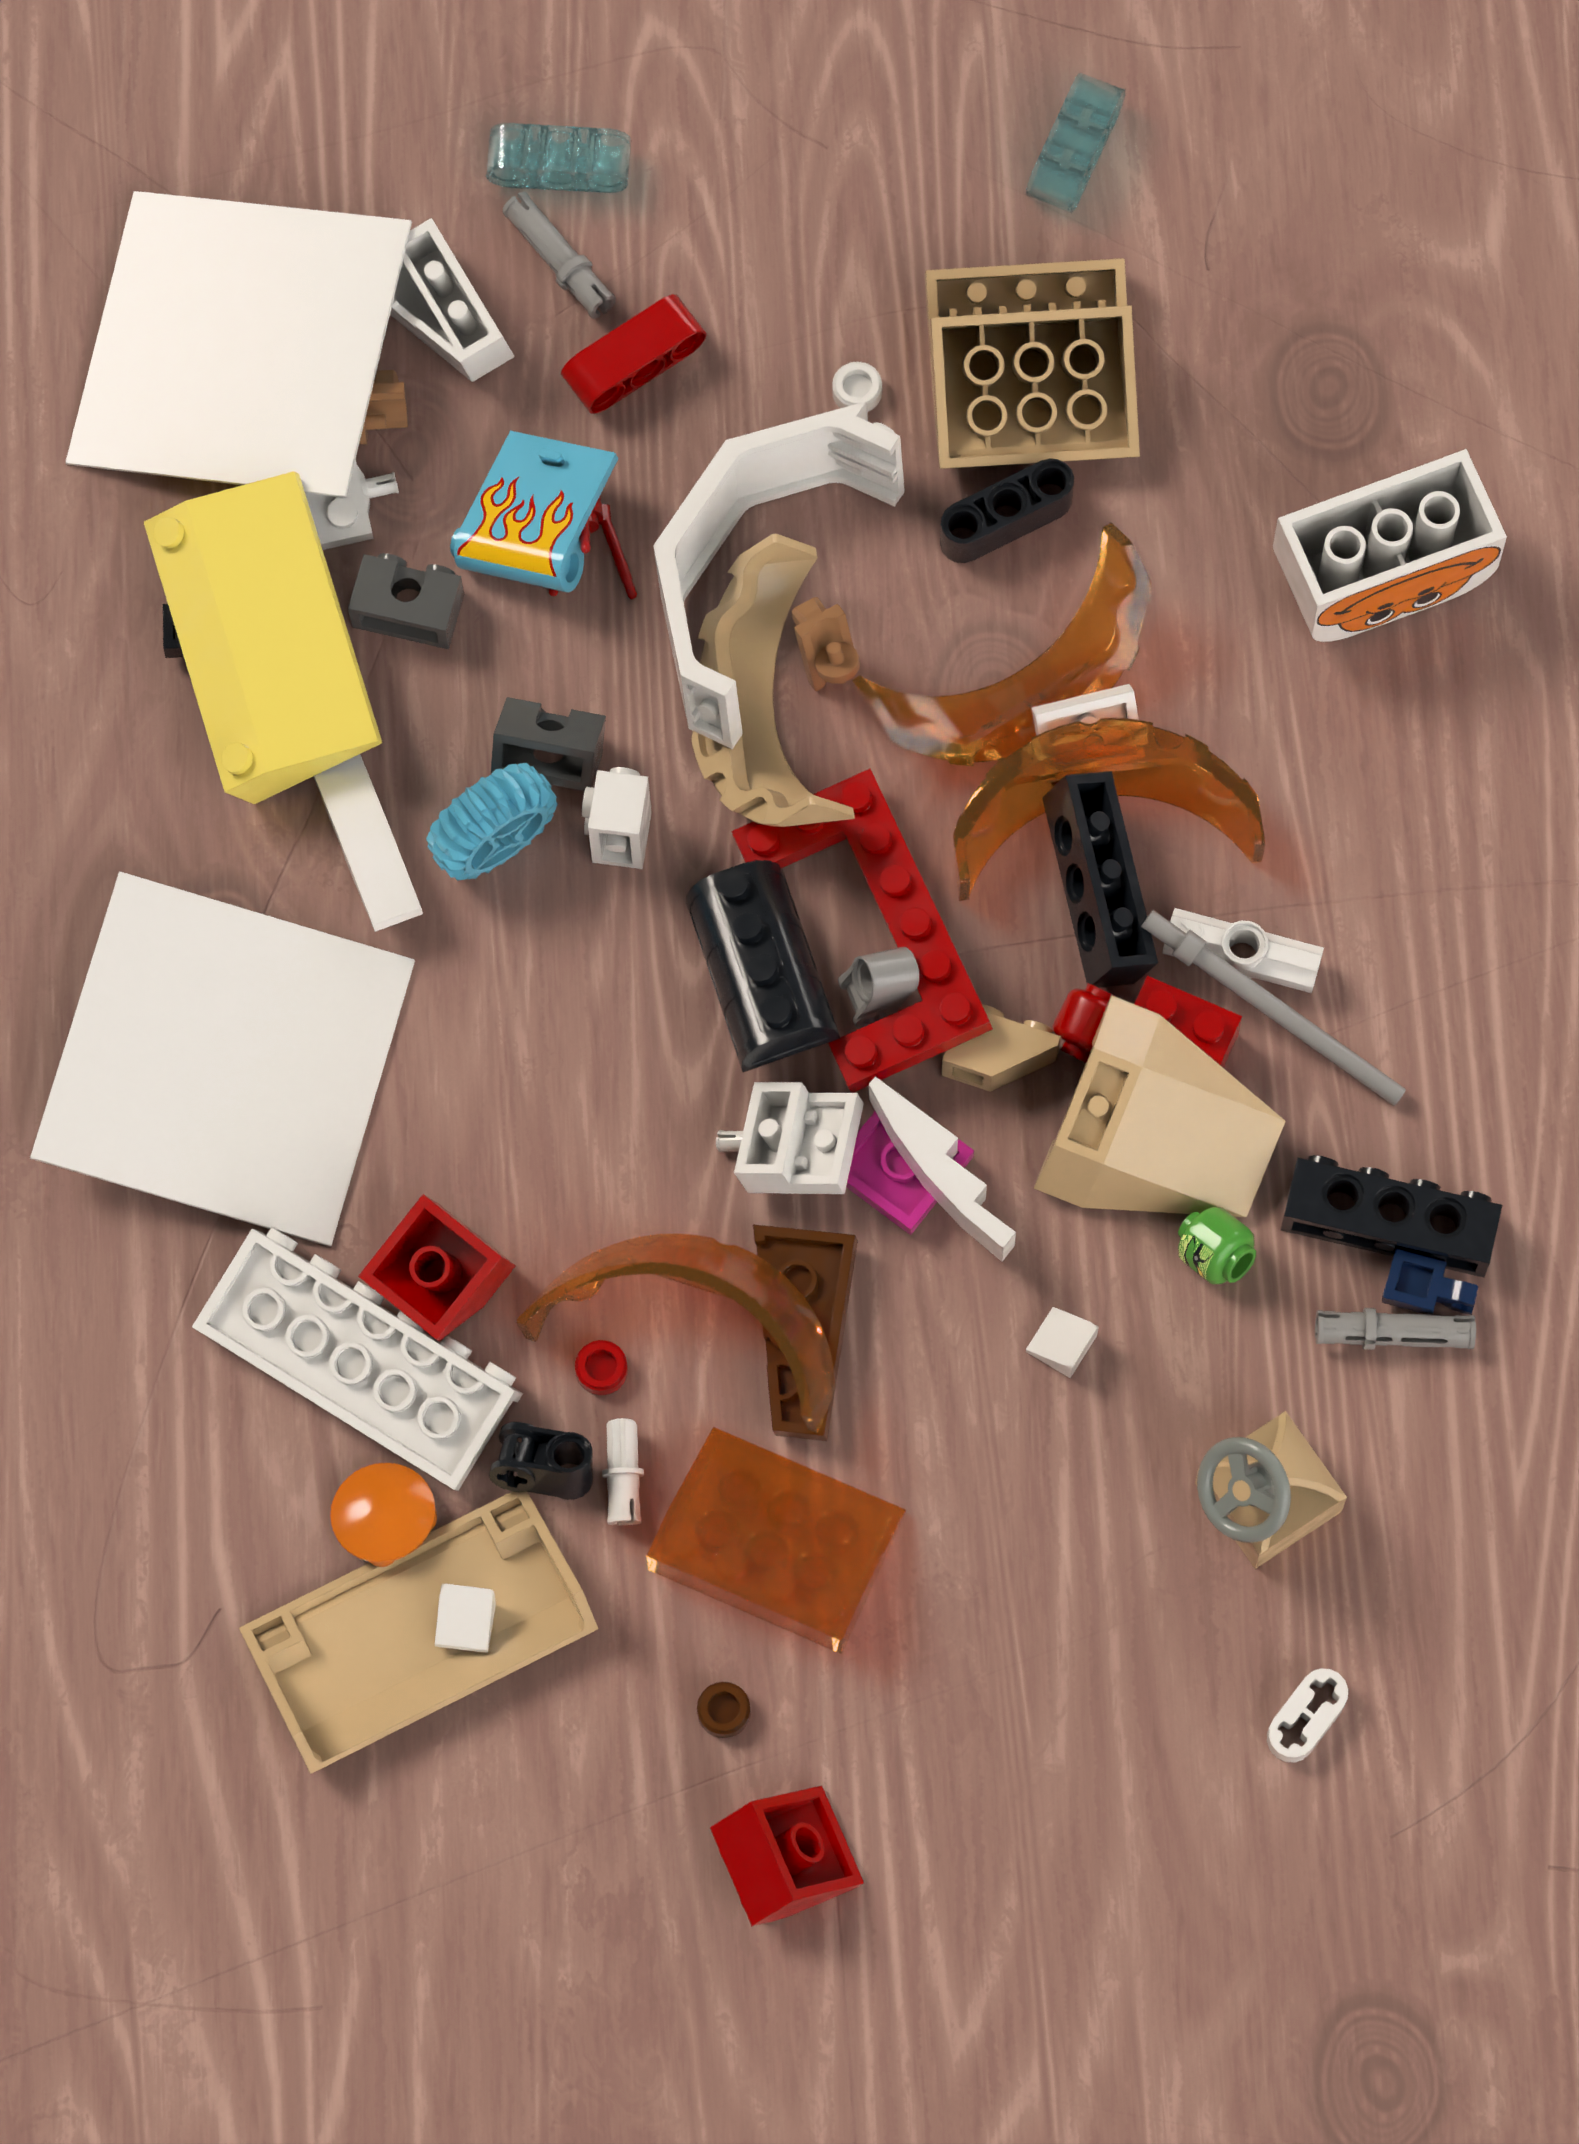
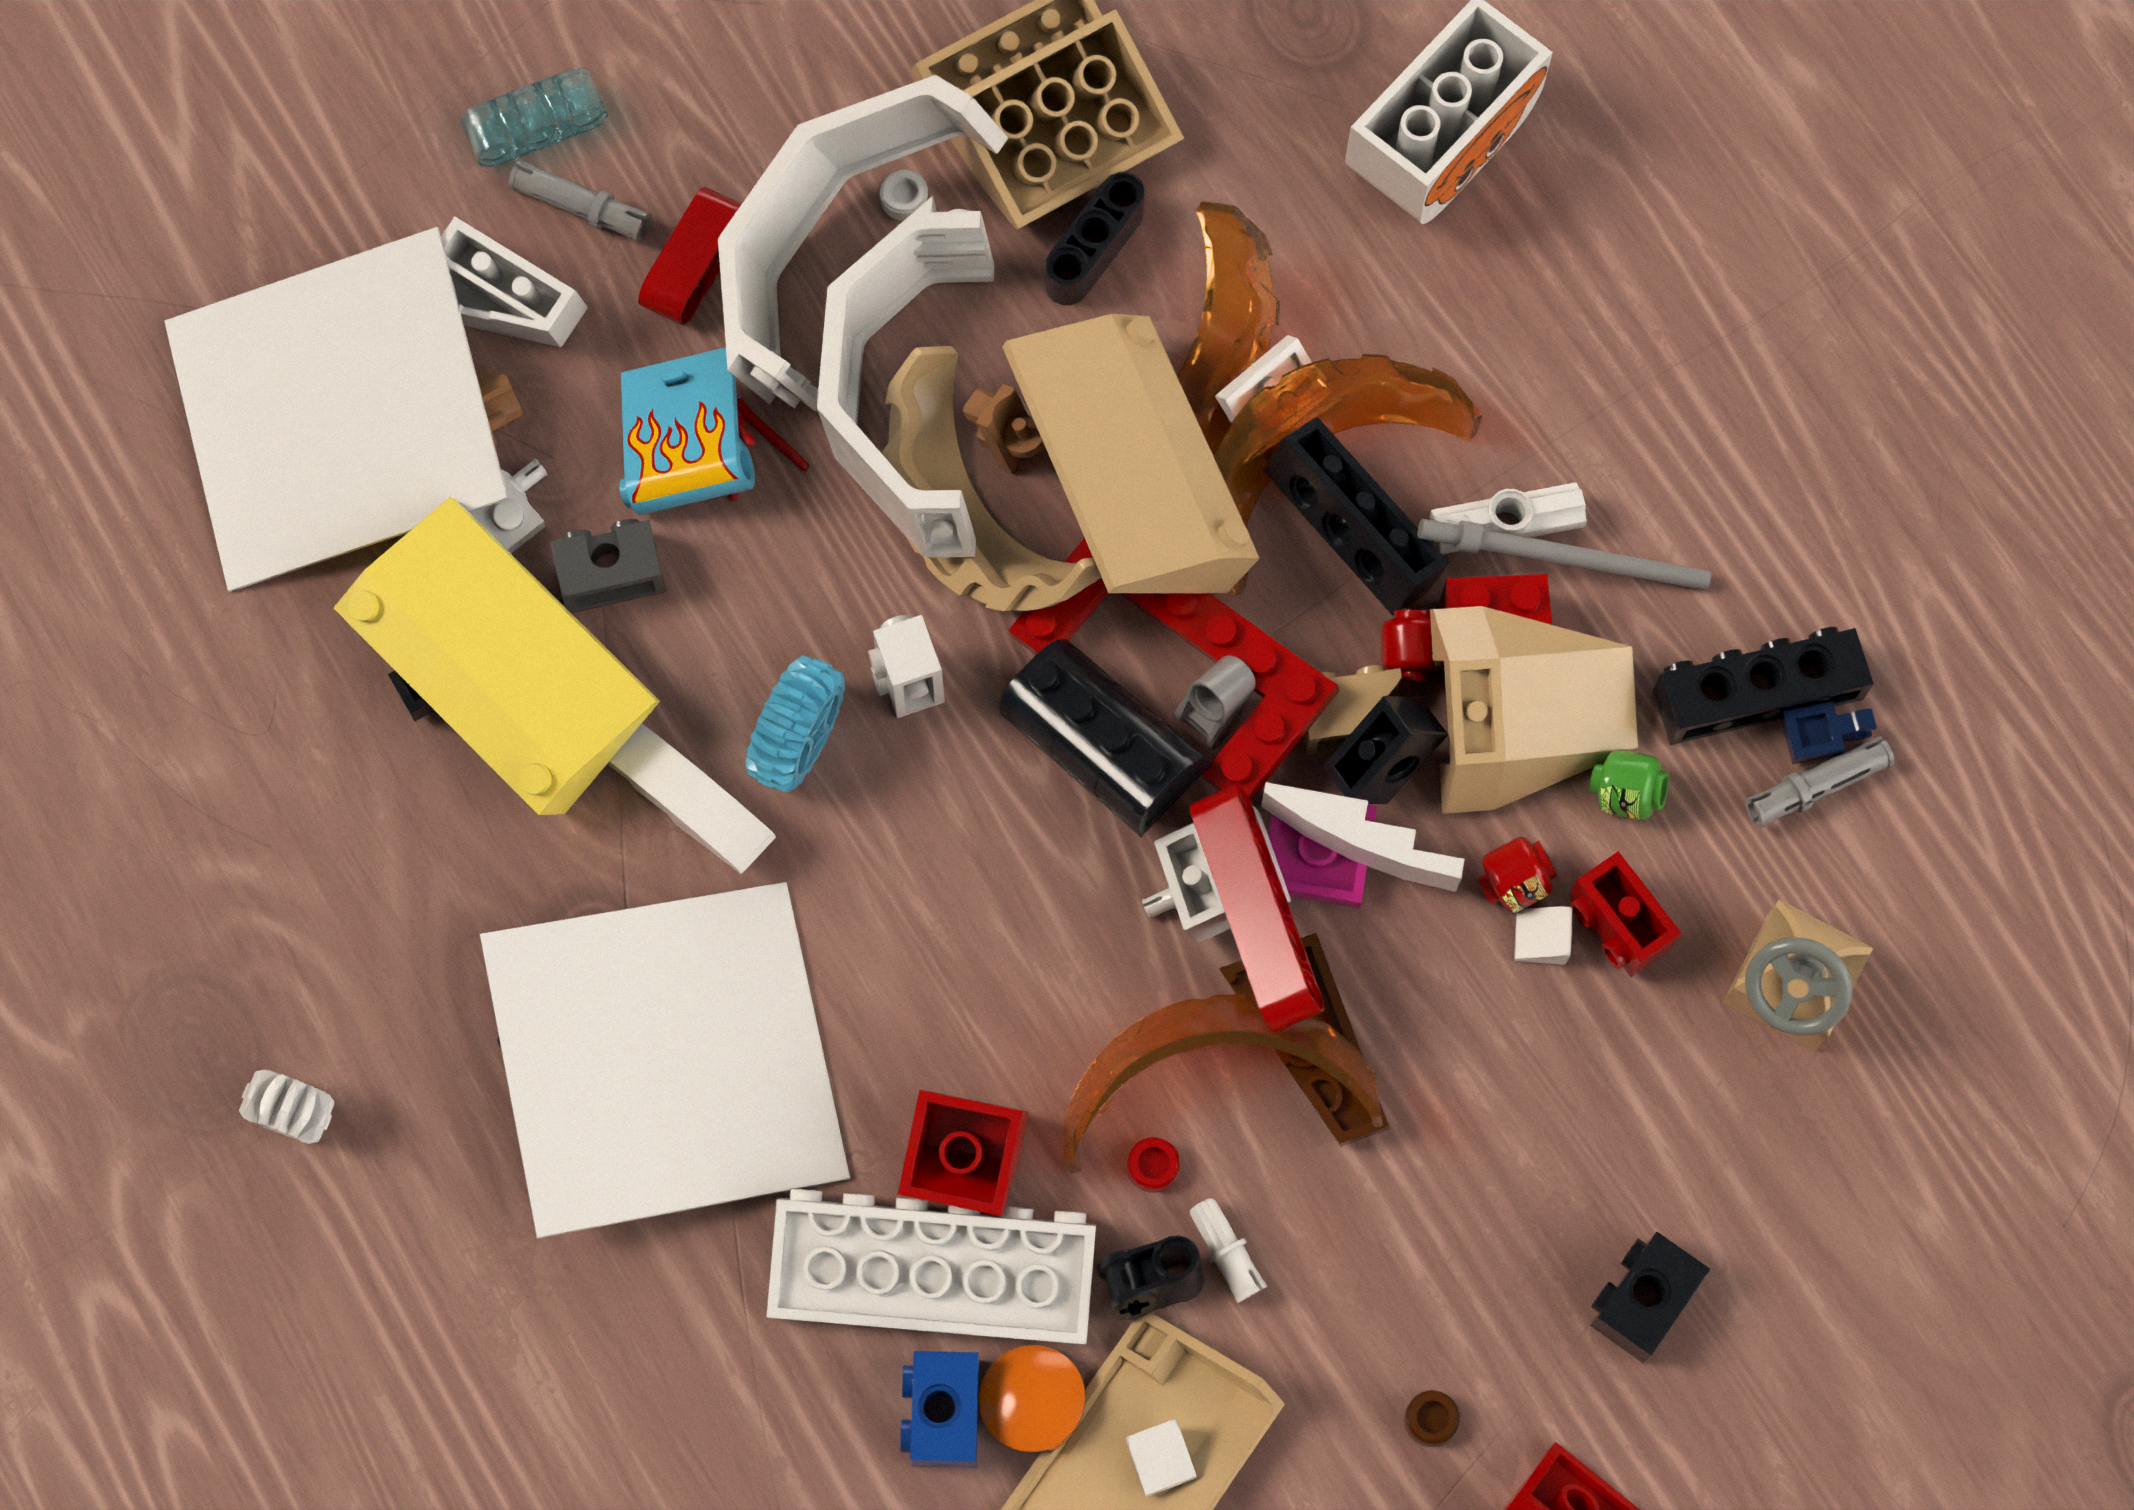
camera: 30 degrees left, 0 degrees up
(300, 1513) = (953, 1441): none -> blue brick
(528, 728) = (826, 614): dark grey brick -> none
(738, 348) = (798, 191): none -> white panel
(775, 1539) = (1395, 1240): clear orange slope -> none
(804, 1182) = (1256, 908): none -> beam
(917, 725) = (1132, 457): none -> tan slope
(954, 1727) = (1675, 1279): none -> black brick
(1003, 1102) = (1385, 749): none -> black brick
(1067, 1274) = (1517, 874): none -> red head
(1141, 1357) = (1623, 915): none -> red brick
(1297, 1707) = (1924, 1155): white beam -> none

